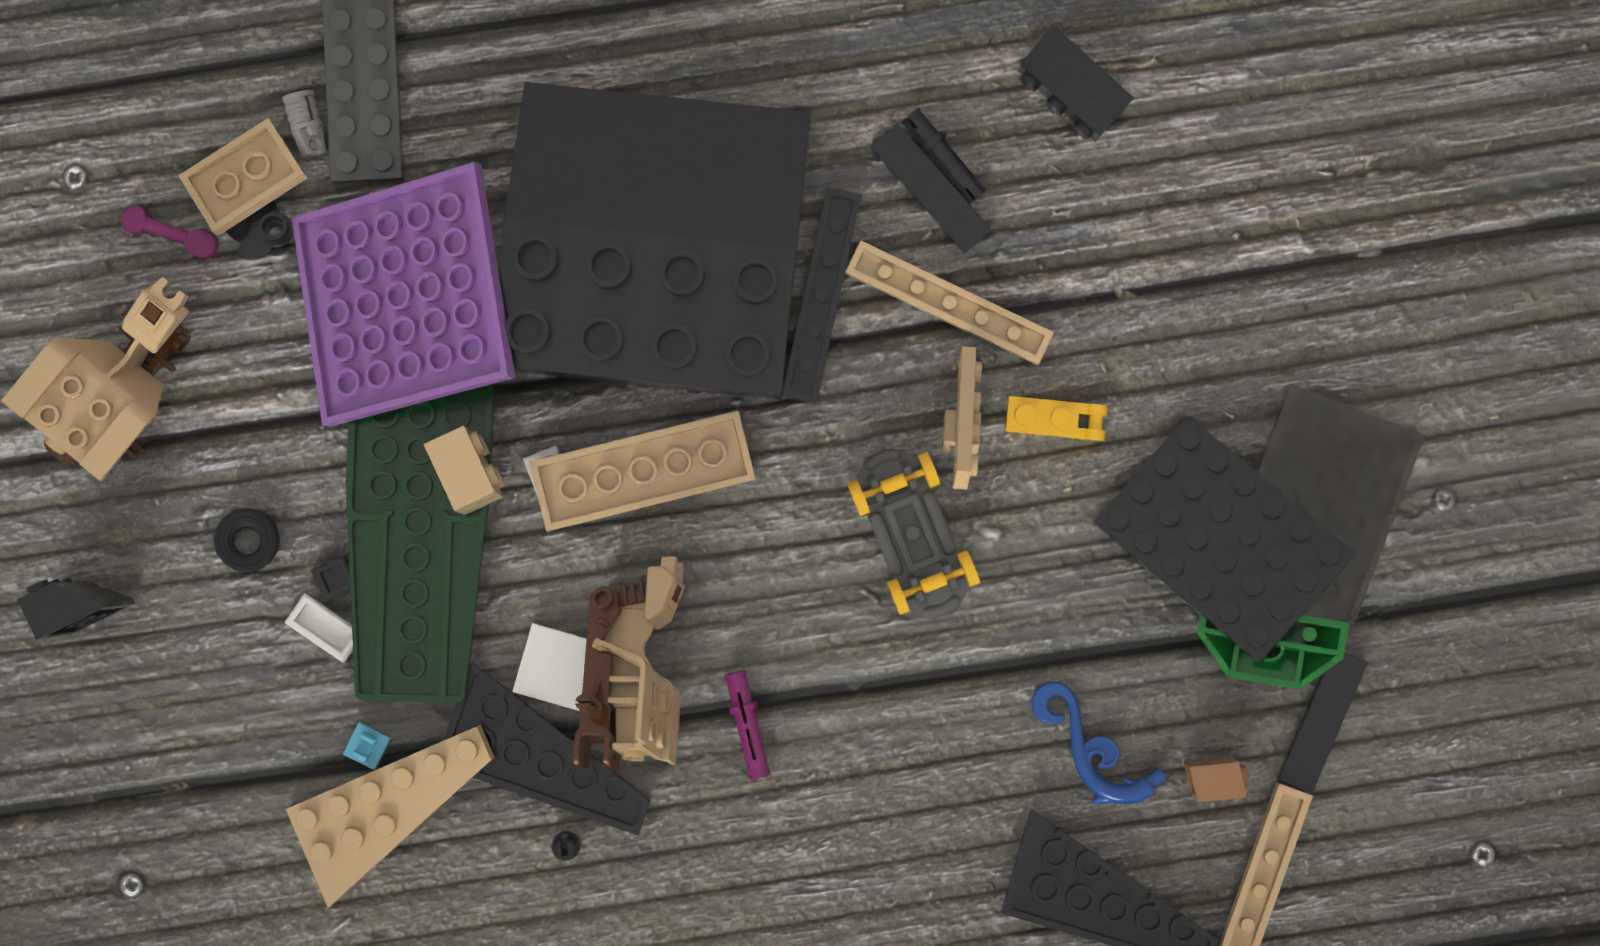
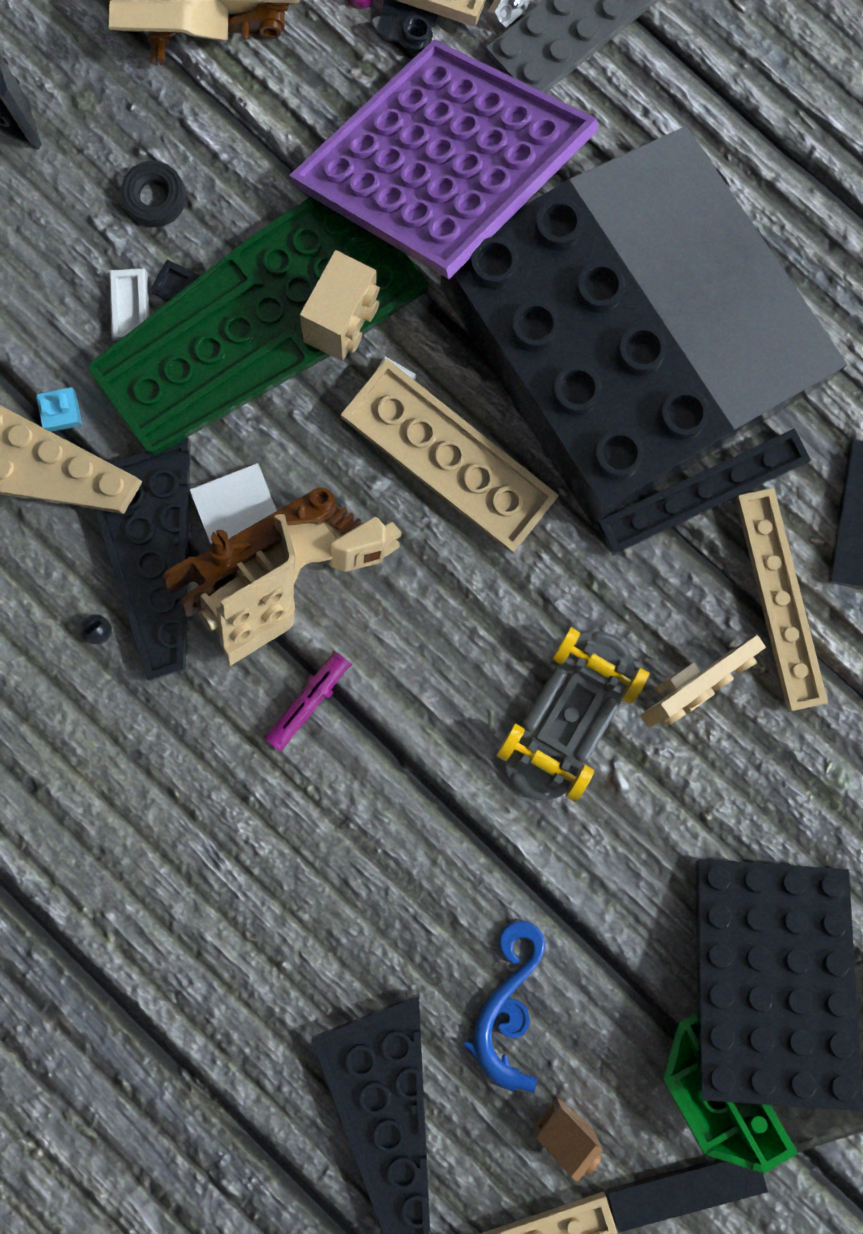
camera: 50 degrees right, 5 degrees down
(1054, 418) = (756, 760): yellow plate -> none

